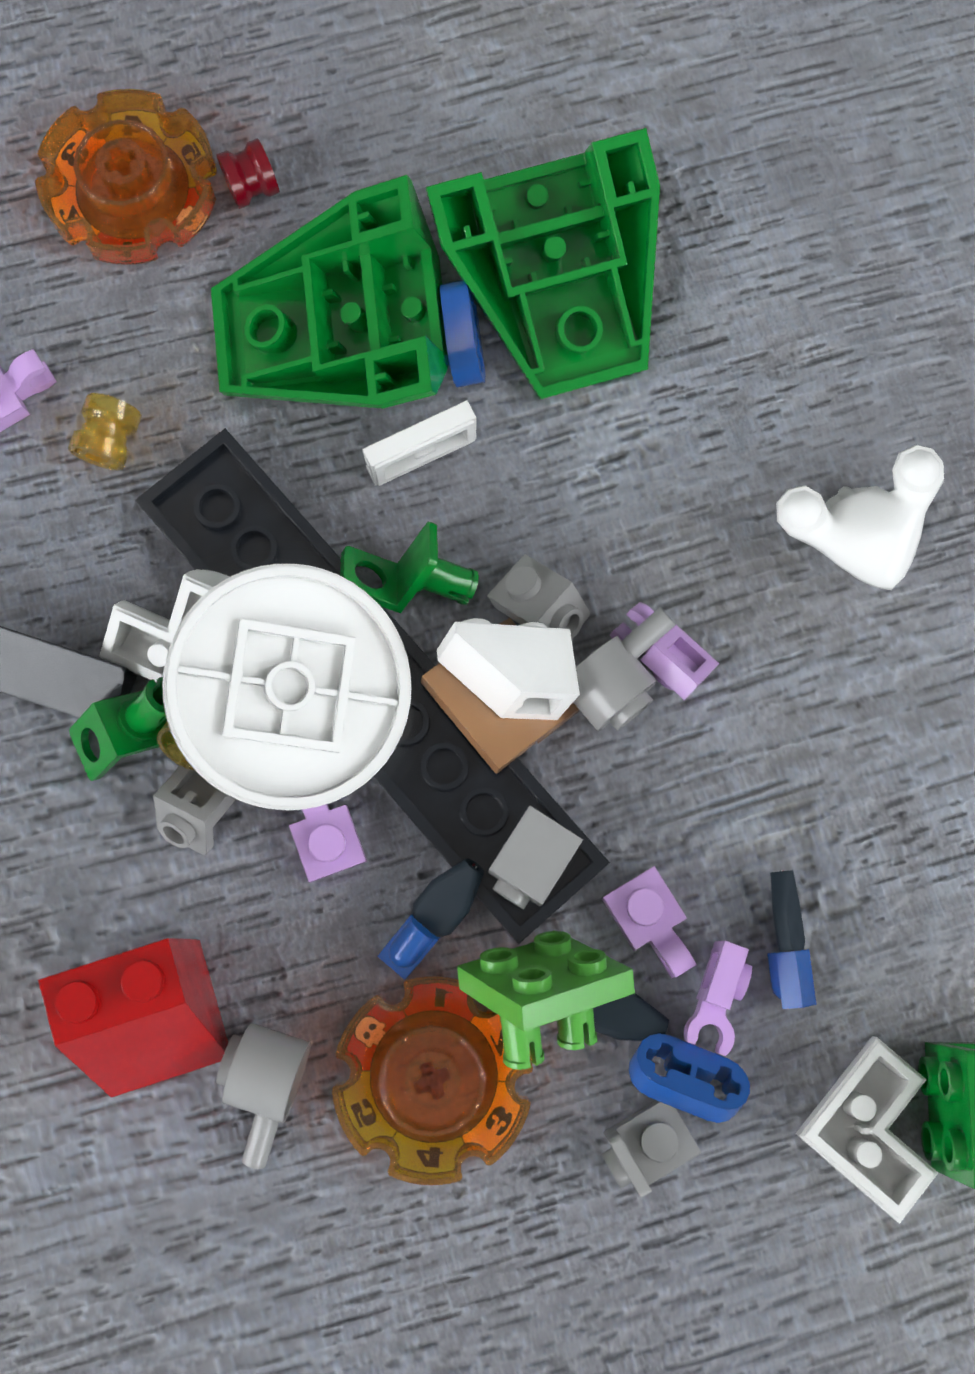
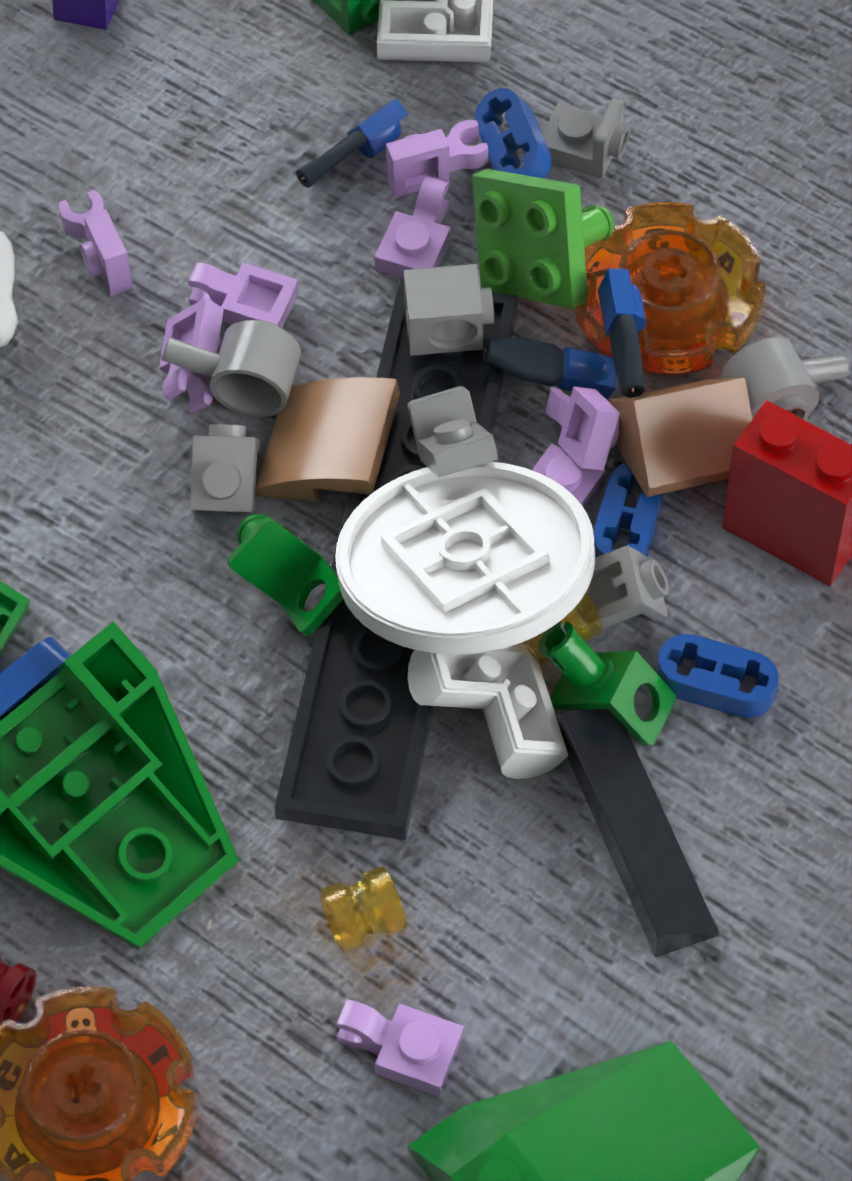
camera: 125 degrees left, 20 degrees down
(68, 809) = (718, 675): none -> blue beam
(245, 876) = (615, 514): none -> blue beam
(289, 967) = (682, 433): none -> medium nougat slope
(345, 889) = (587, 425): none -> lavender plate
(404, 764) = (449, 433): none -> light grey bracket
(415, 1000) = (622, 319): none -> piece
(421, 443) = (168, 649): white tile -> none
(513, 668) = (304, 414): white slope -> none
(686, 739) = (248, 295): none -> lavender plate
(822, 658) = (104, 250): none -> lavender plate

